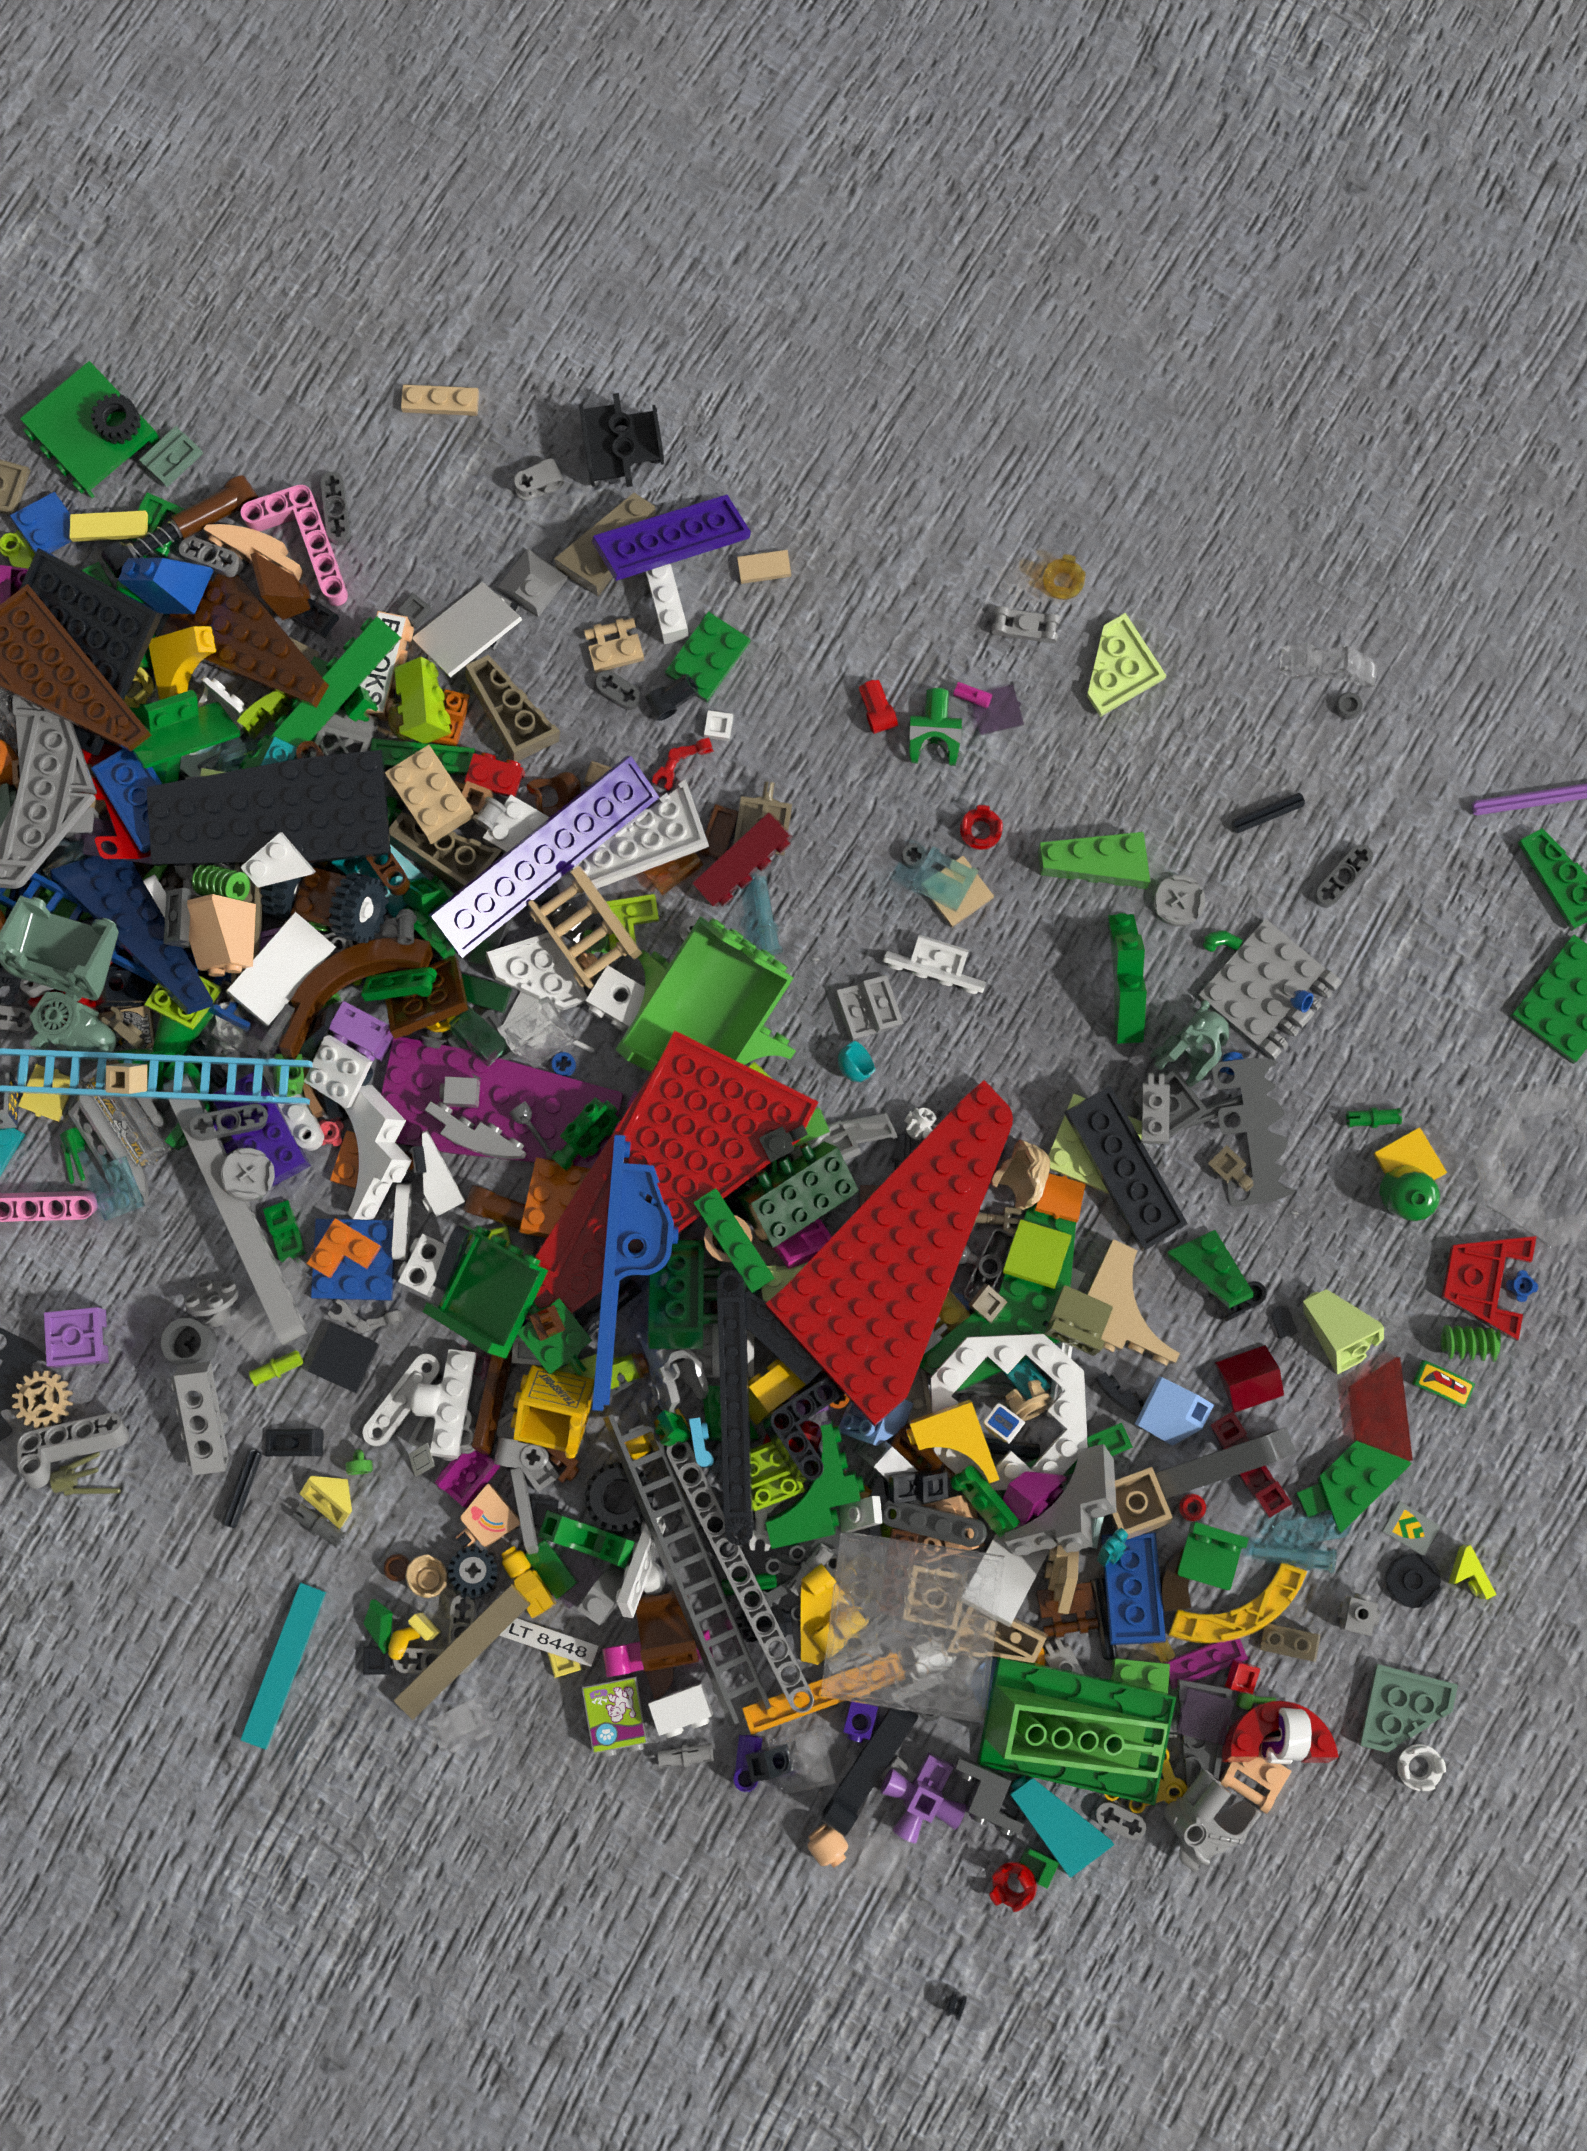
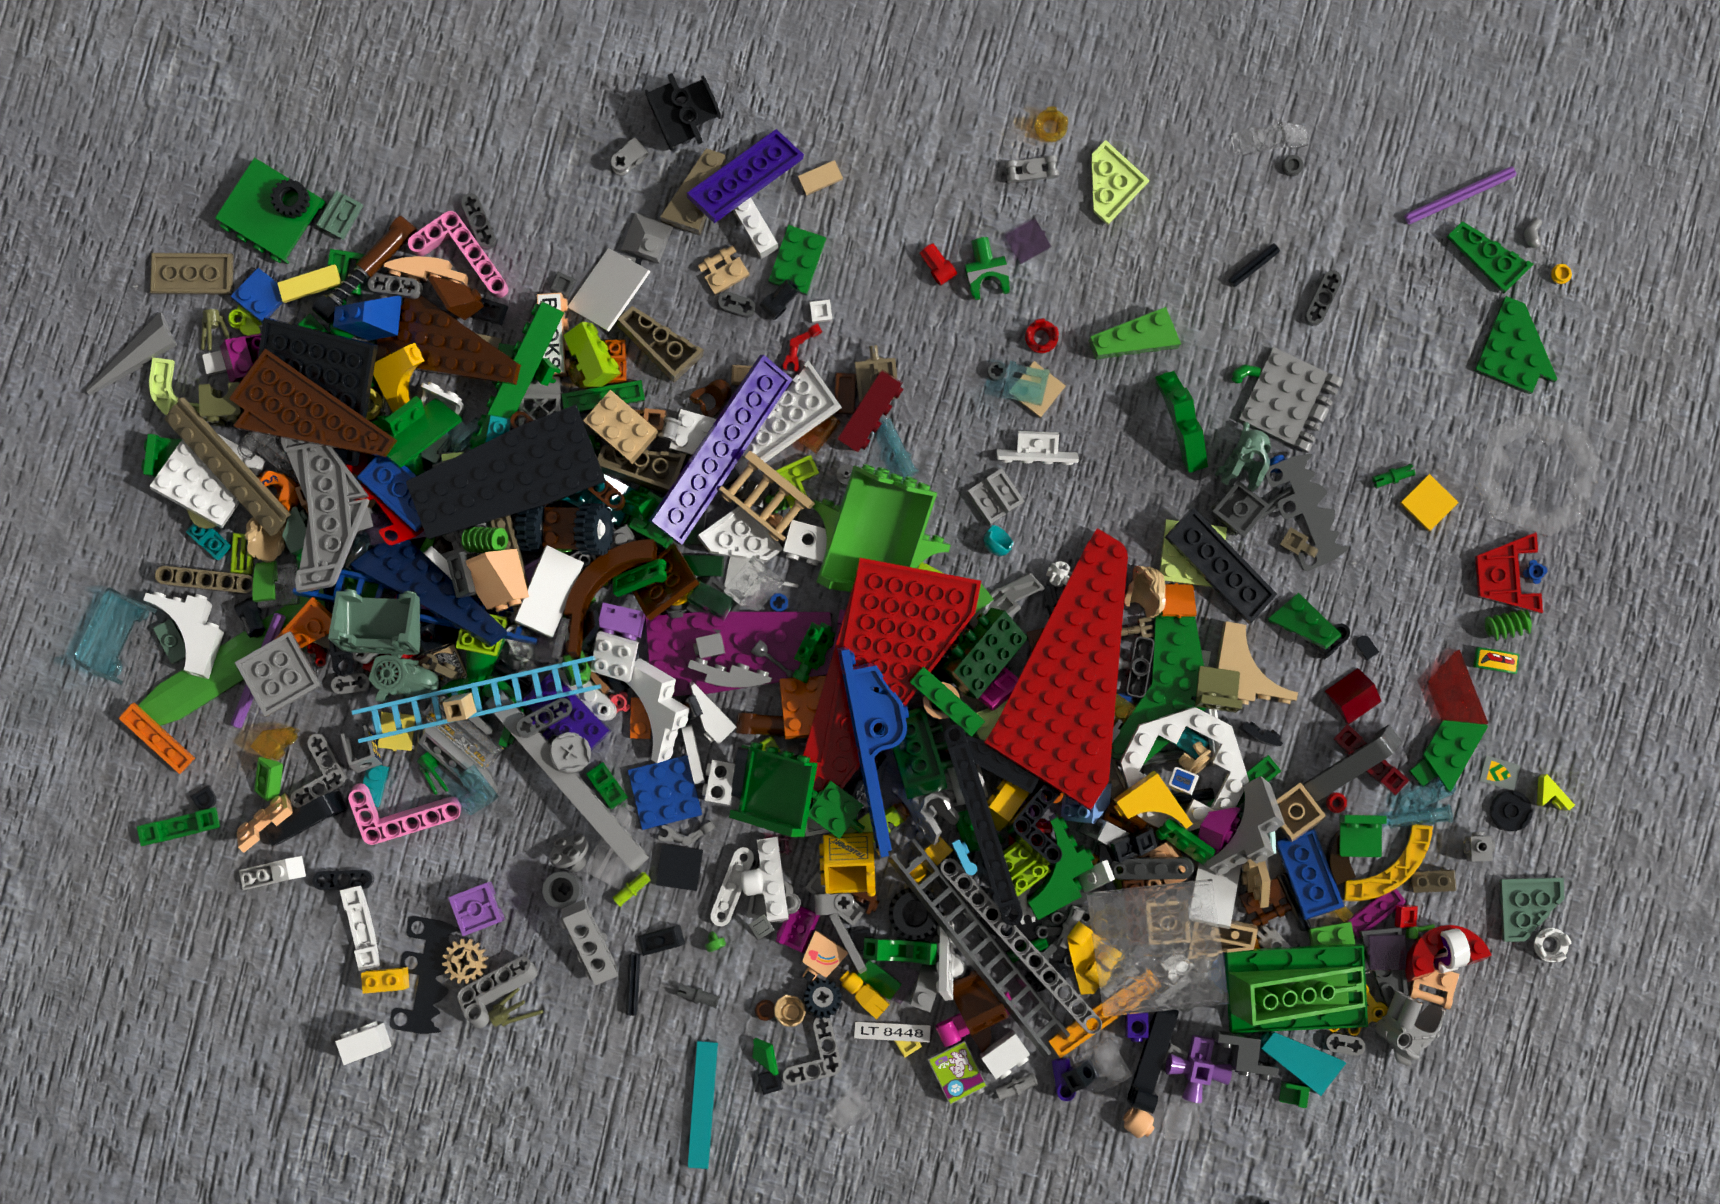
camera: 15 degrees left, 5 degrees up
(267, 708) = (478, 391): lime slope -> none
(276, 863) = (523, 513): white wing -> none
(329, 1497) = (700, 973): light yellow slope -> none
(340, 1242) = (651, 783): orange plate -> none
(400, 1641) = (783, 1062): yellow arm -> none
(406, 926) = (632, 532): dark grey pin -> none
(424, 1626) = (799, 1048): light yellow tile -> none
(440, 400) = (533, 113): tan plate -> none
(462, 1652) = (832, 1058): dark tan tile -> none
(491, 1403) = (801, 874): reddish brown tile -> none
(495, 775) = (663, 397): red bracket -> none
(547, 1322) = (827, 802): reddish brown tile -> none
(672, 1427) = (942, 852): green tile -> none
(780, 1143) = (961, 619): pearl dark grey plate -> none
(972, 695) = (1007, 235): dark pink piece -> none
(987, 1303) = (1147, 695): plate -> none
(1004, 1894) = (1274, 1120): red piece -> none
(1037, 1254) = (1173, 648): lime slope -> none
(1113, 1548) = (1289, 850): teal hinge -> none
(1155, 1111) = (1231, 516): light grey hinge -> none
(1173, 1412) = (1304, 737): light blue slope -> none
(1179, 900) = (1205, 350): light grey tile -> none
(1302, 1000) = (1318, 403): blue hinge -> none
(1341, 1329) = (1411, 641): yellowish green slope -> none
(1409, 1193) = (1435, 526): green cylinder -> none

